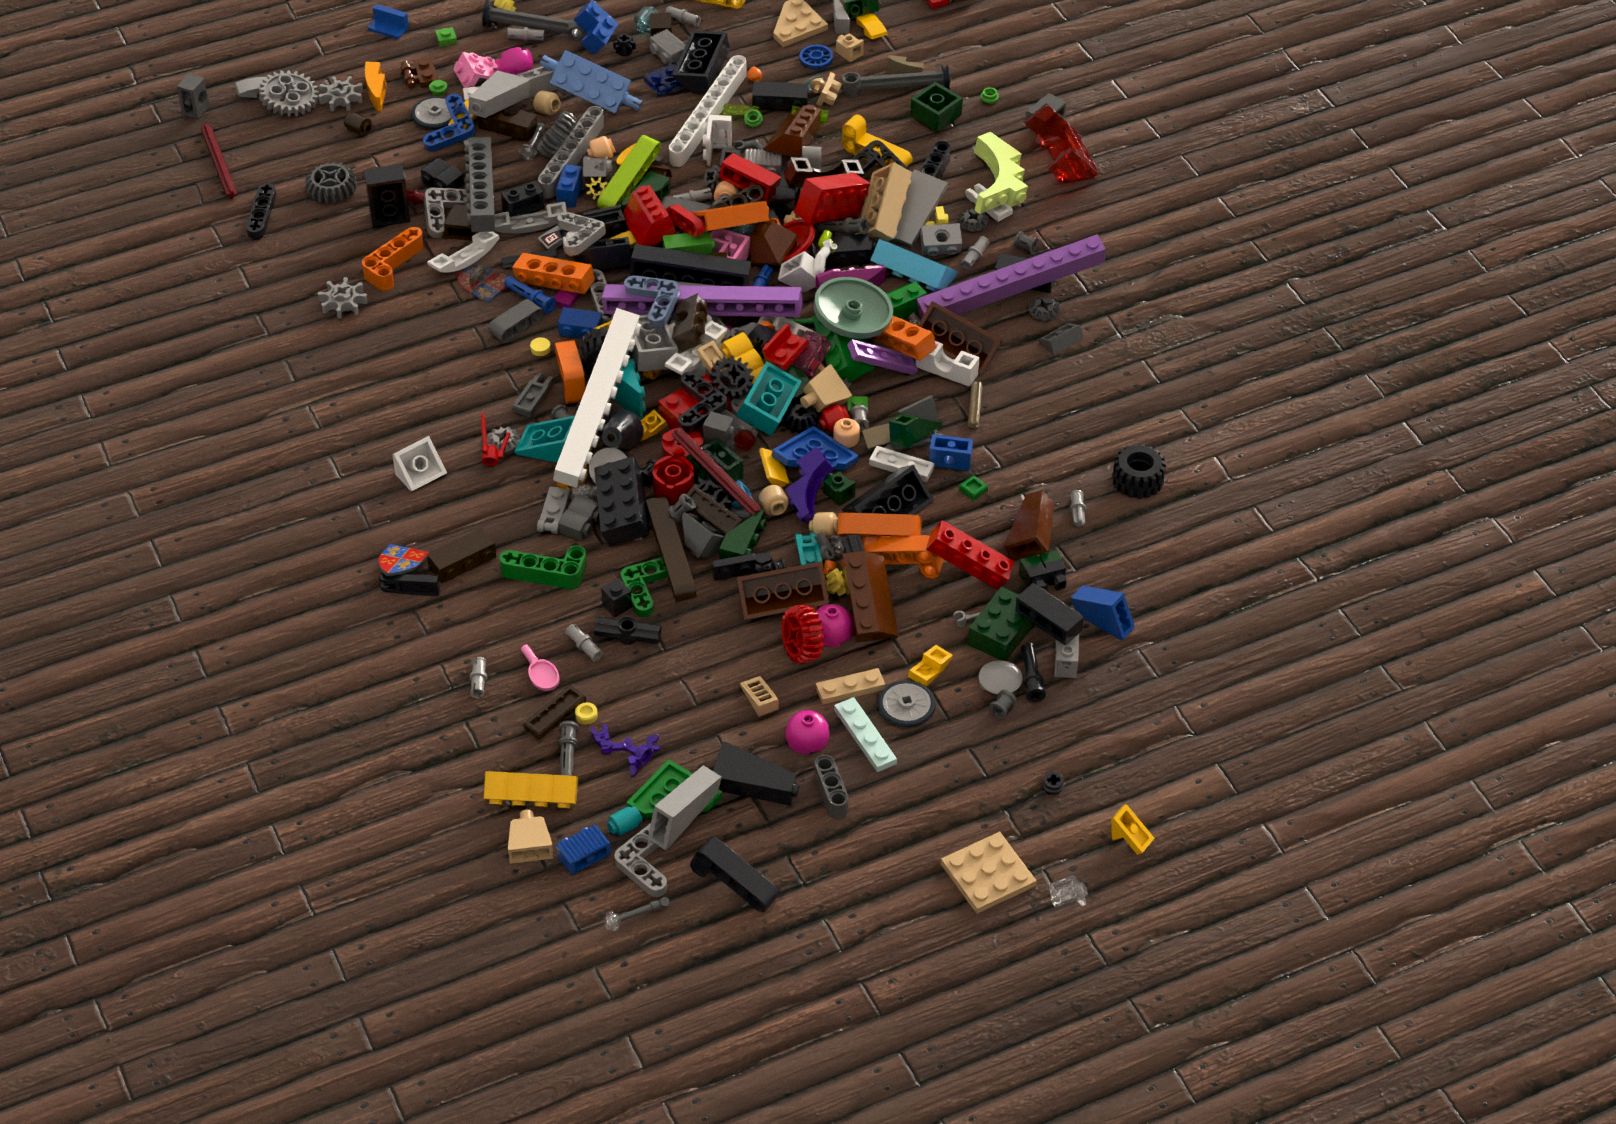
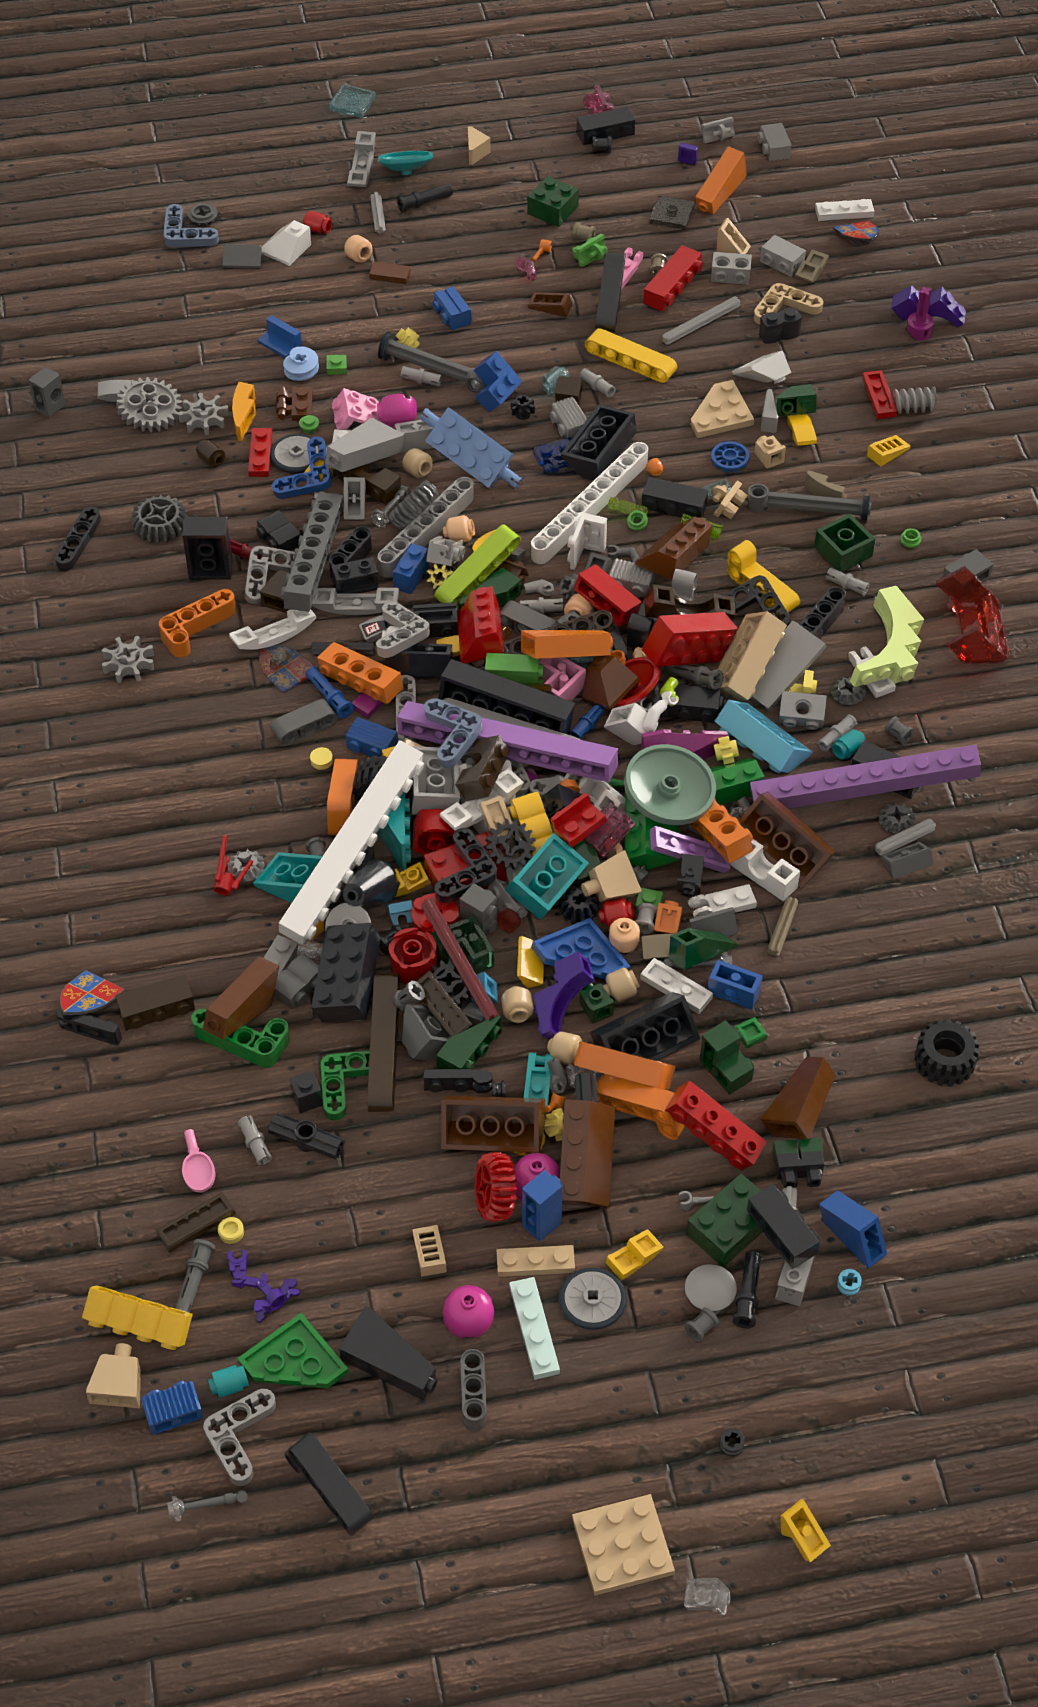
camera: 15 degrees right, 5 degrees up
(218, 161) = (52, 459): dark red axle -> none
(402, 117) = (260, 452): none -> red plate
(415, 40) = (301, 364): none -> light blue piece
(418, 464) = (143, 879): white slope -> none
(478, 677) = (126, 1159): light grey pin -> none
(500, 138) = (354, 498): none -> light grey slope
(513, 177) = (353, 548): none -> black beam
(532, 395) = (294, 817): dark grey hinge -> none
(541, 534) = (243, 999): none -> reddish brown slope
(650, 447) = (401, 908): none -> dark azure tile
(659, 382) = (431, 832): none -> red brick
(682, 806) = (294, 1382): light grey slope -> none
(685, 183) = (539, 586): none -> light grey arm
(686, 220) = (516, 640): red beam -> none
(846, 638) = (542, 1205): none -> blue brick
(856, 469) = (621, 984): none -> tan head
(878, 413) = (668, 918): none -> orange bracket
(887, 279) = (726, 750): none -> light yellow gear
(889, 376) = (692, 873): none -> black hinge
(913, 395) = (739, 898): none -> white hinge
(947, 136) = (847, 581): none -> light grey pin
(948, 31) = (881, 458): none -> yellow slope
(957, 507) = (723, 1059): none -> dark green brick
(987, 259) = (848, 744): none -> teal brick
(1055, 321) = (905, 837): none -> light grey axle
(1078, 508) = (863, 1084): light grey axle -> none
(1111, 646) = (849, 1274): none -> medium azure bush

